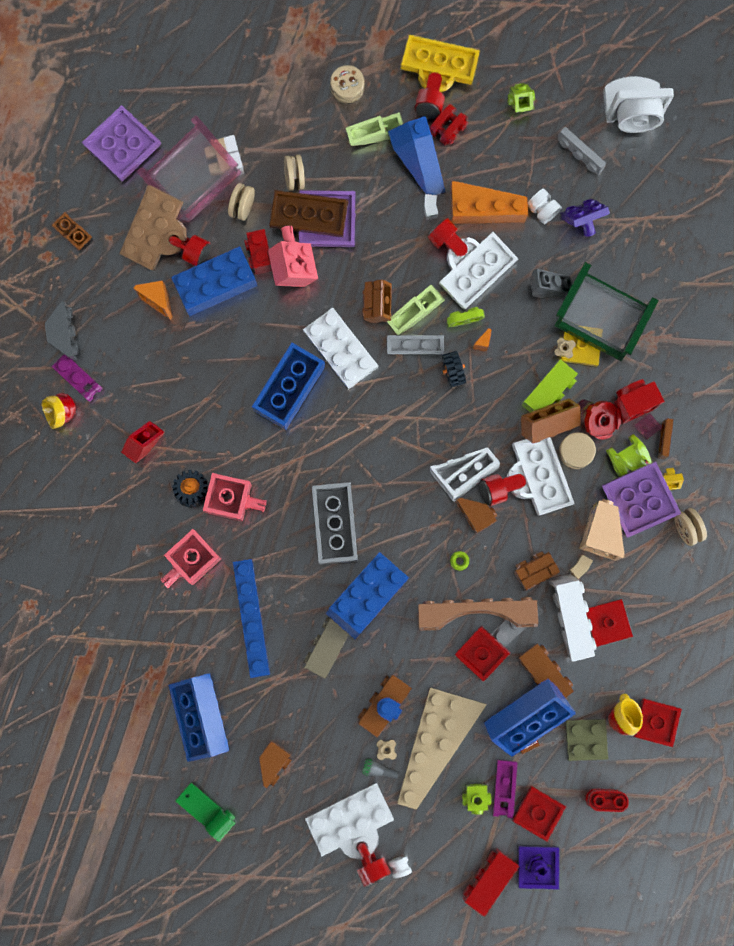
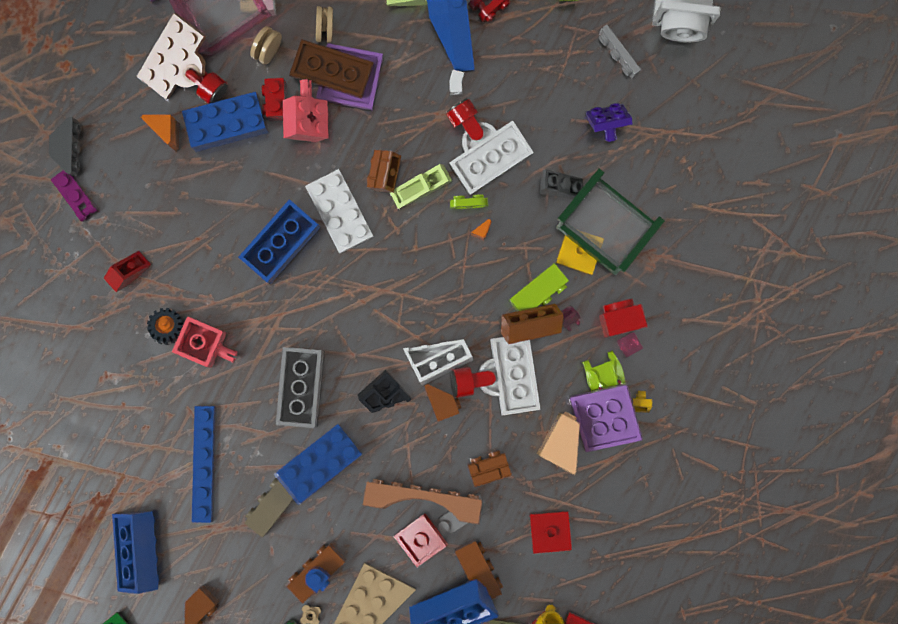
camera: 15 degrees right, 5 degrees up
(58, 409) = (50, 224): yellow piece -> none
(71, 231) = (93, 45): dark orange slope -> none
(180, 555) = (143, 393): coral brick -> none
(415, 344) = (413, 221): light grey plate -> none
(416, 516) = (382, 393): none -> black slope
(453, 369) = (446, 253): black wheel -> none
(459, 554) = (416, 451): lime plate -> none
(484, 205) = (509, 91): orange wedge -> none
(546, 208) = (569, 102): white wheel -> none
(563, 343) = (562, 257): tan plate -> none
(573, 617) = (516, 520): white wedge -> none
(577, 450) = (553, 356): tan head -> none
(581, 566) = (534, 472): tan piece -> none
(593, 416) = (580, 322): red plate -> none
(665, 438) = (643, 360): dark orange tile -> none
(690, 527) = (650, 454): tan head -> none

